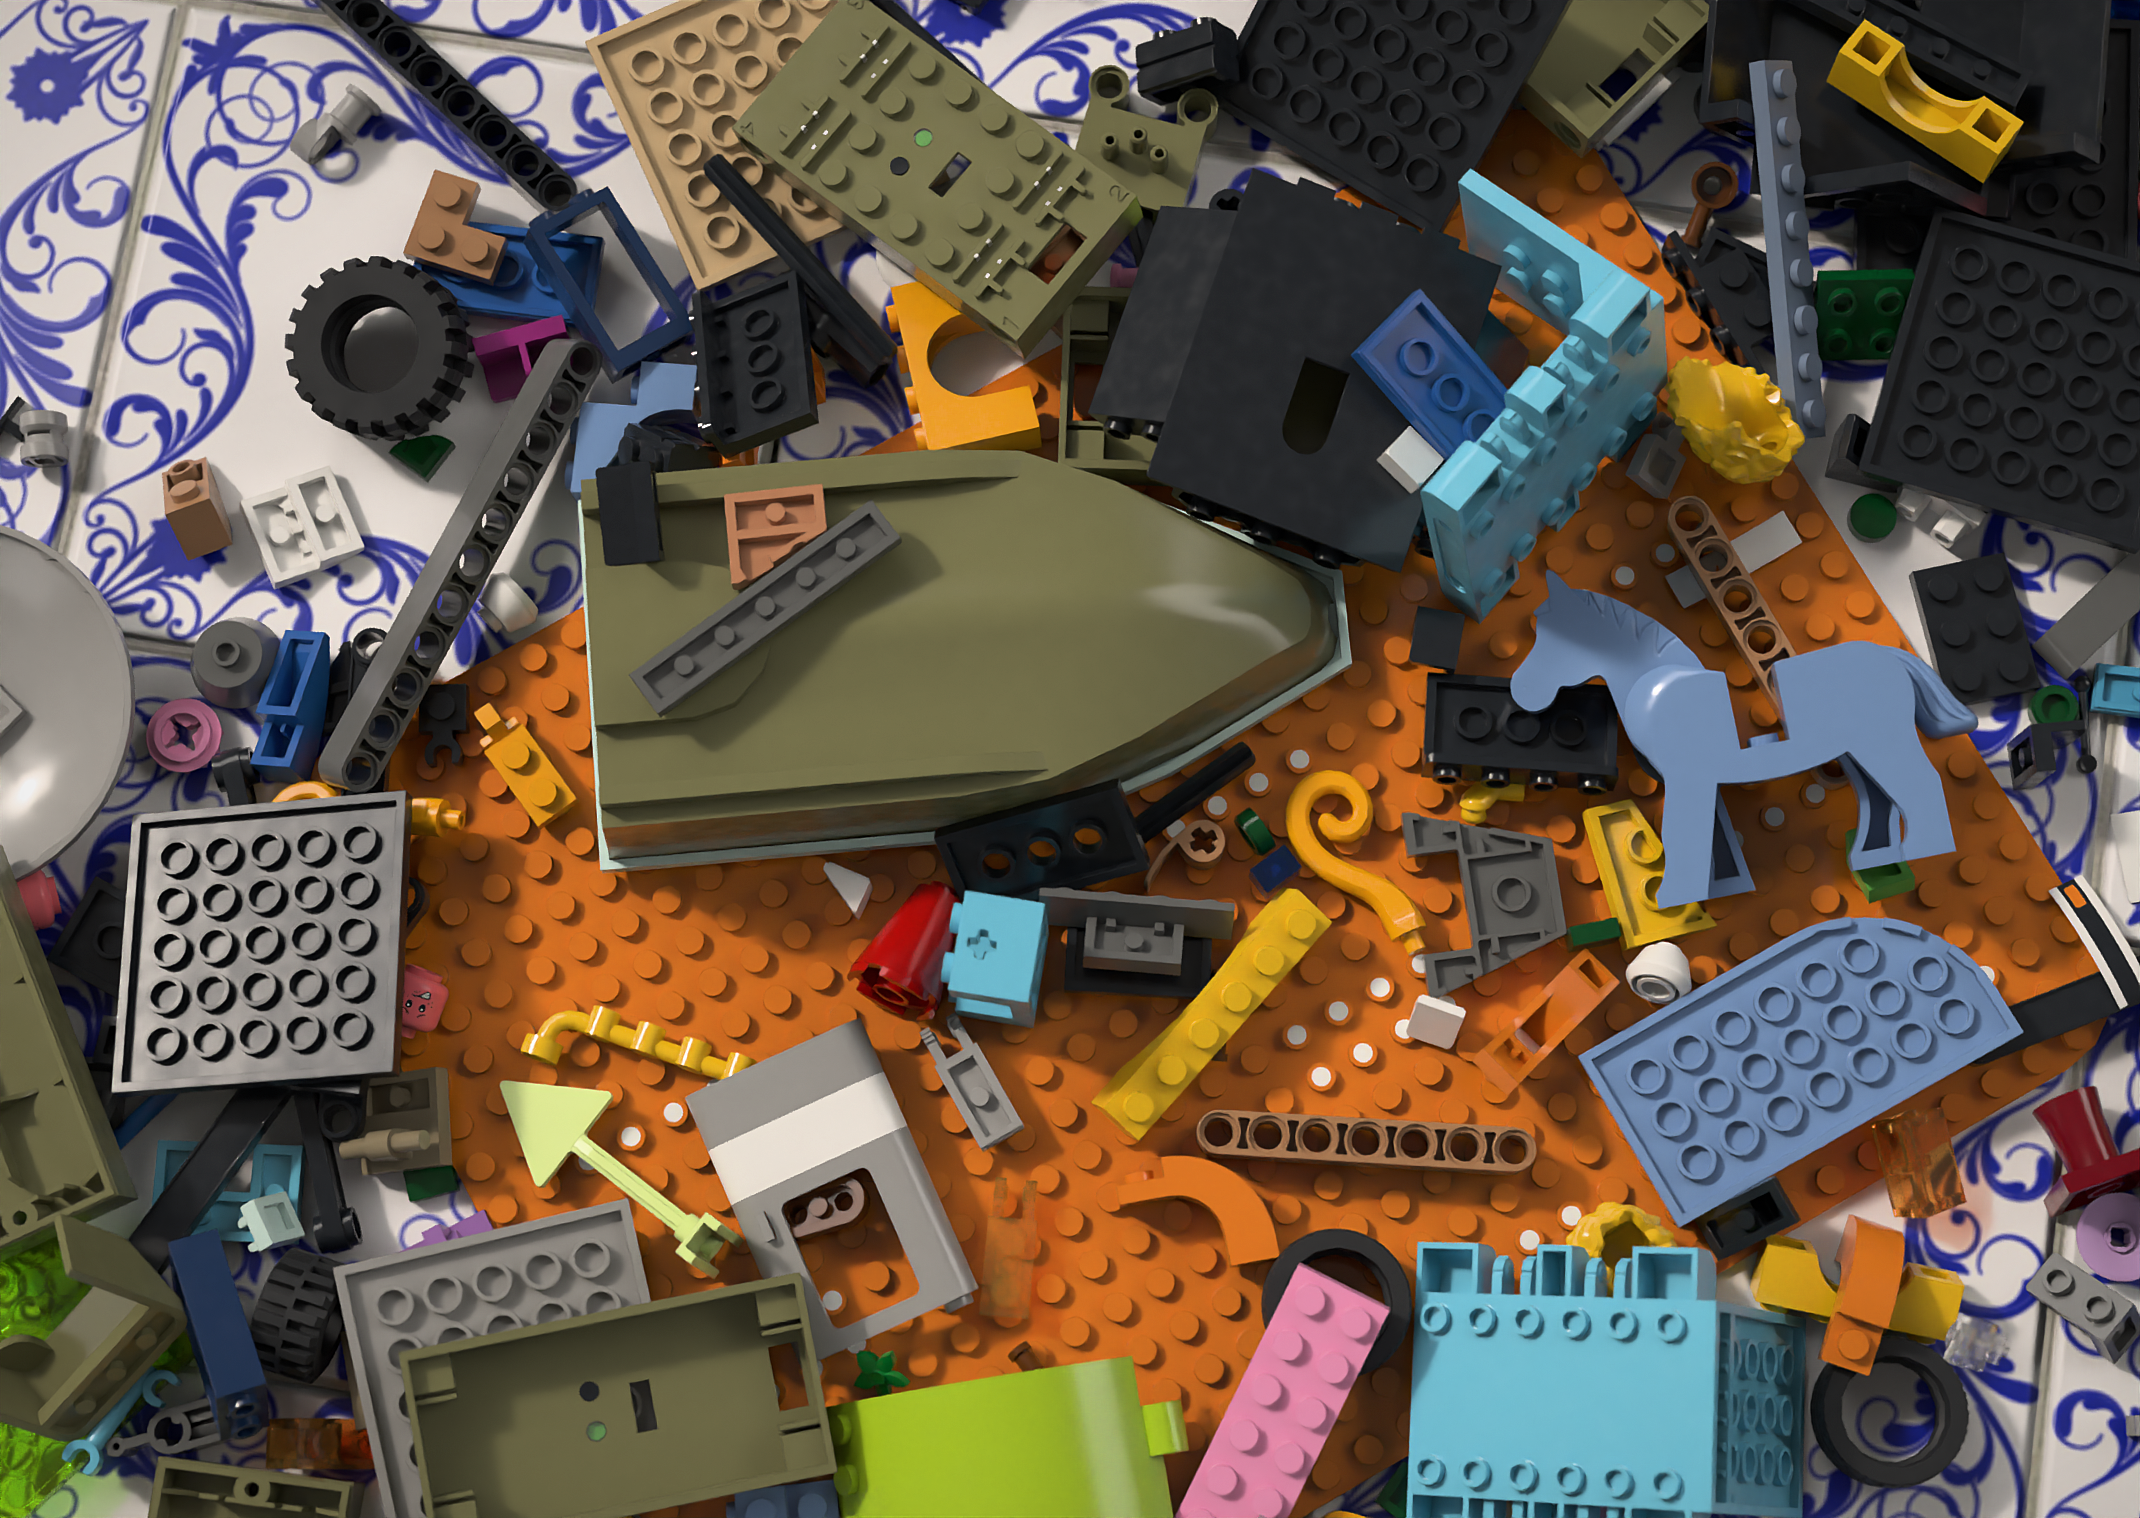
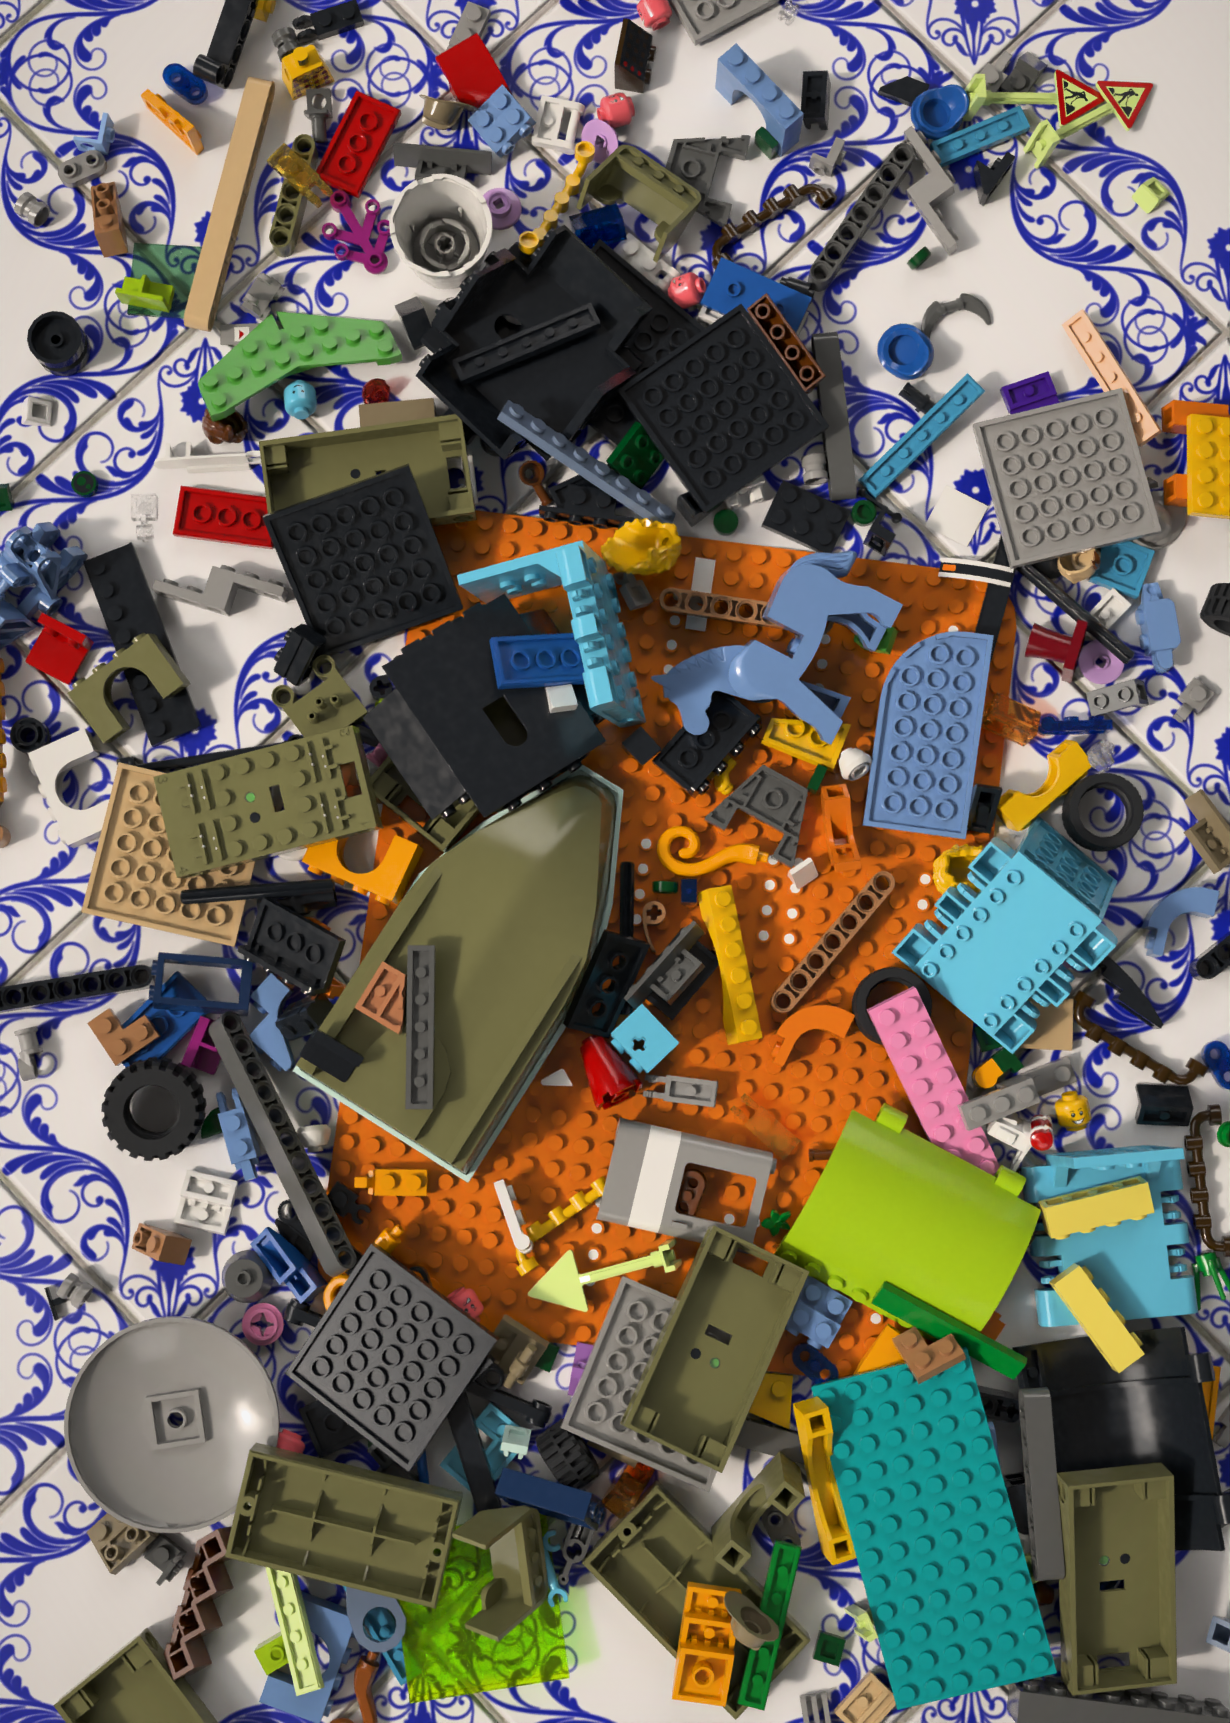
camera: 55 degrees left, 5 degrees up
(428, 498) = (239, 1135): none -> medium blue hinge
(597, 972) = (513, 1217): none -> white plate
(1866, 1294) = (1051, 783): orange arch -> none
(1878, 76) = (594, 353): yellow arch -> none
(1986, 1268) = (1073, 726): none -> clear blue plate
(2059, 586) = (814, 469): none -> light grey wheel

